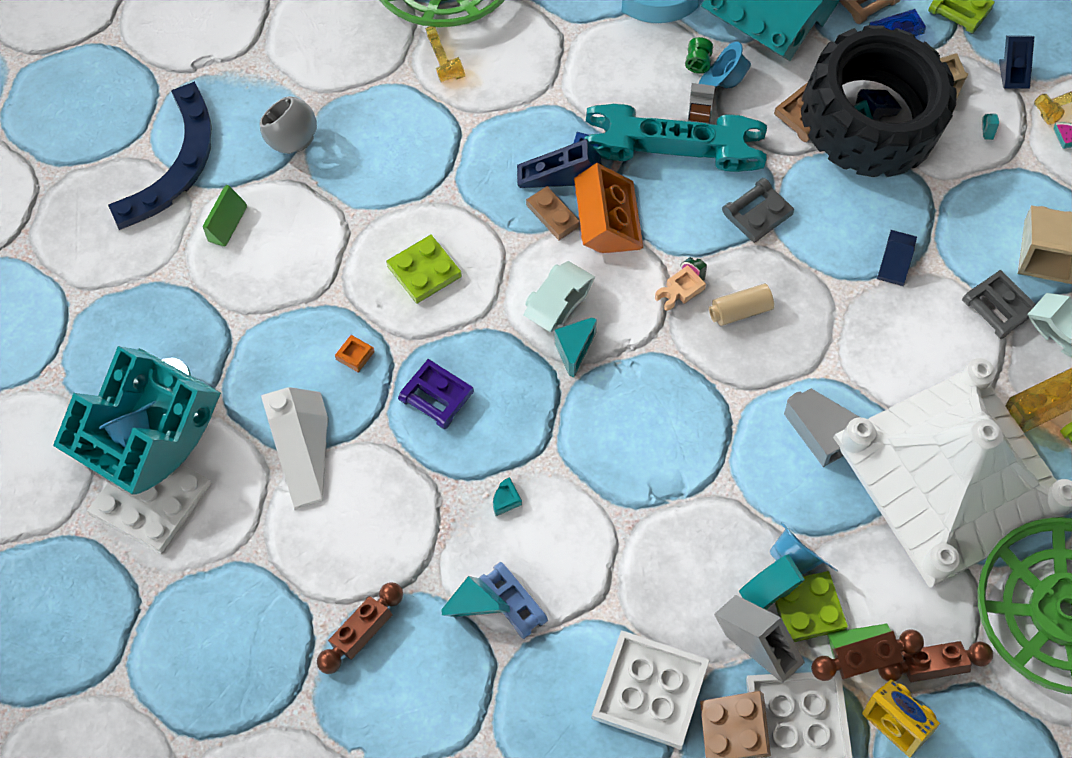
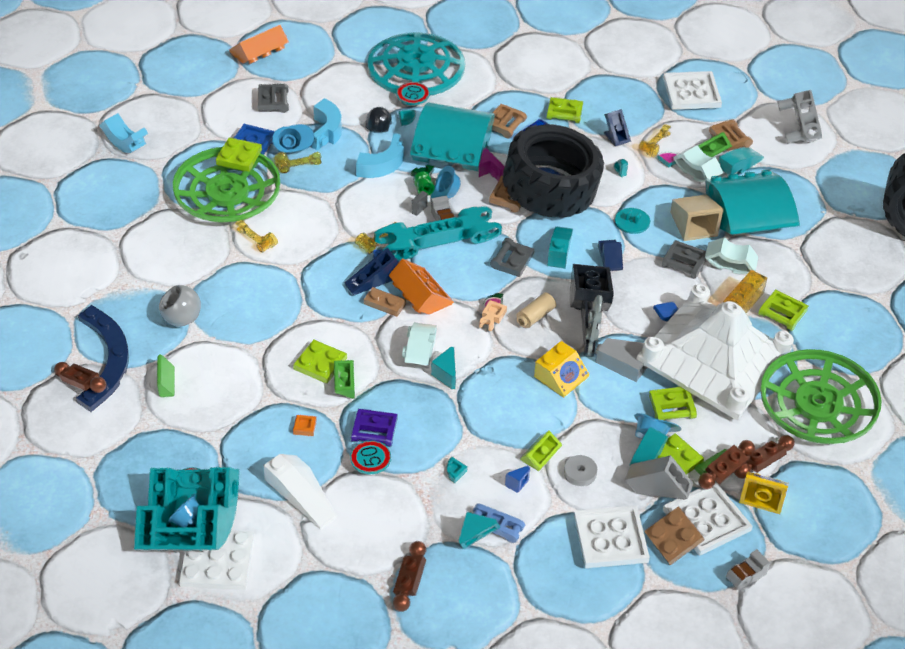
camera: 30 degrees left, 15 degrees down
(124, 179) = (80, 377): none -> copper plate
(404, 436) = (370, 457): none -> piece
(437, 307) = (344, 378): none -> bright green slope
(575, 548) = (517, 478): none -> blue slope
(576, 116) = (366, 242): none -> clear yellow brick
(633, 518) = (541, 451): none -> lime slope
(668, 583) = (583, 477): none -> light grey piece
(676, 83) = (419, 203): none -> dark grey tile
(716, 36) = (428, 168): none -> dark green tile
(725, 408) = (561, 369): none -> yellow slope
(802, 56) = (491, 165): none -> magenta slope
(829, 307) = (593, 290): none -> black slope
(832, 217) = (559, 247): none -> teal slope
(851, 515) = (672, 398): none -> lime plate
(923, 376) = (665, 310): none -> blue slope
(961, 214) = (632, 220): none -> teal piece

